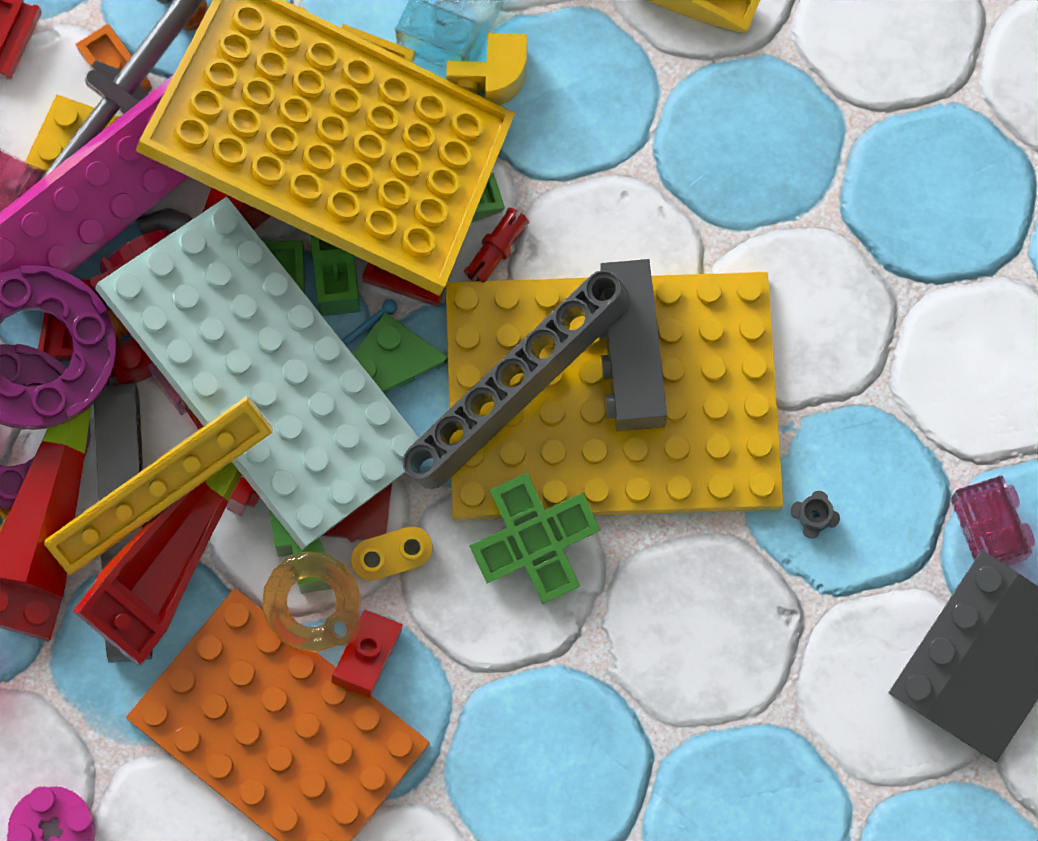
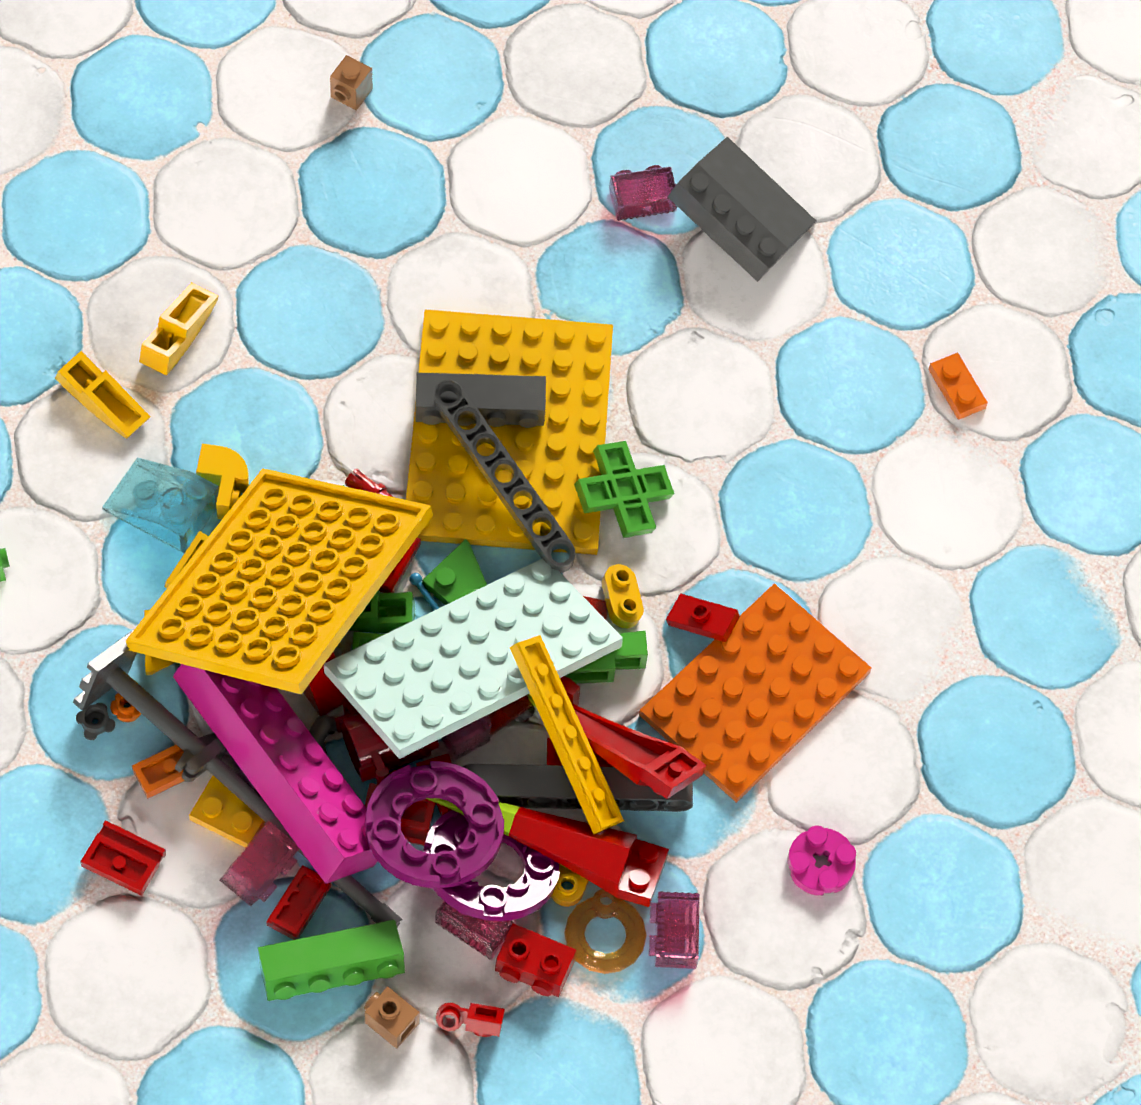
camera: 90 degrees left, 10 degrees down
(347, 602) = (689, 638): clear orange piece -> none
(820, 503) = (622, 298): dark grey plate -> none

